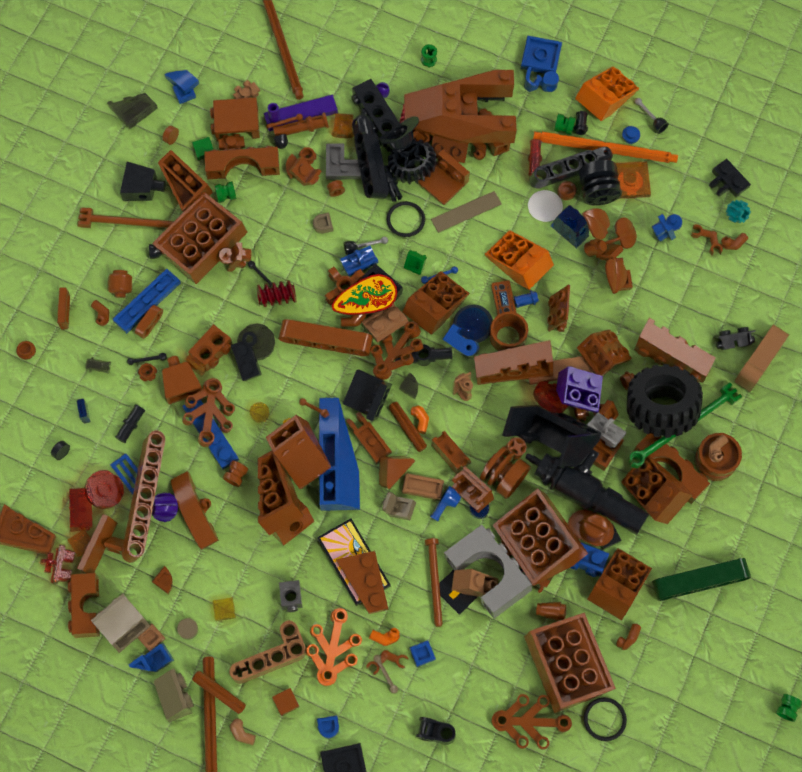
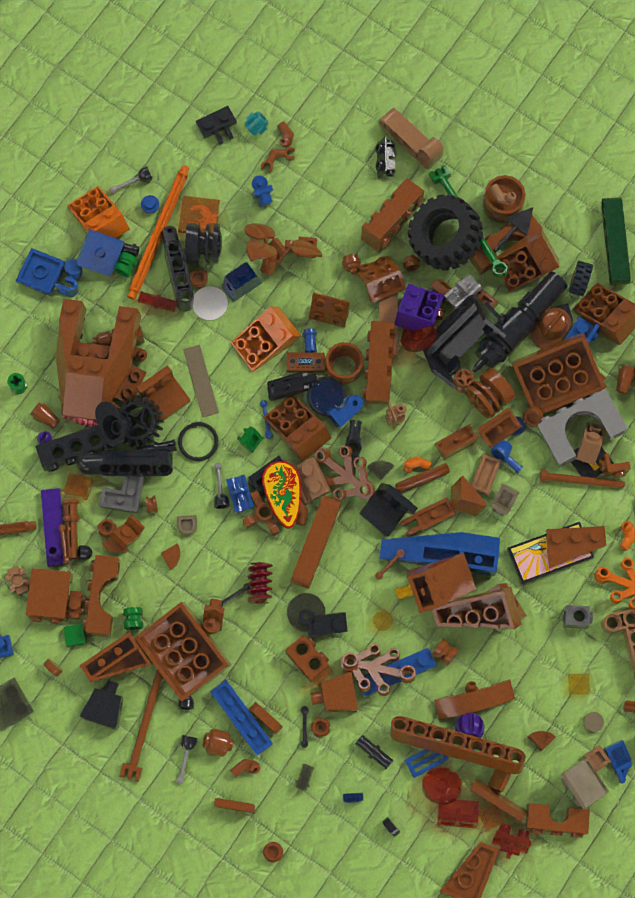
camera: 80 degrees left, 5 degrees up
(117, 259) = (187, 743): none -> hinge
(290, 215) = (172, 556): none -> dark orange tile
(404, 83) = (44, 415): none -> dark orange cone
(451, 614) = (617, 469): none -> dark orange bracket
(475, 288) = (291, 385): none -> black hinge
(491, 521) = (533, 416): none -> dark orange tile
(569, 96) = (99, 252): none -> blue plate
(614, 323) = (351, 263): none -> dark orange plate
(649, 546) = (580, 278): none -> black wheel
(696, 474) = (519, 220): none -> black piece

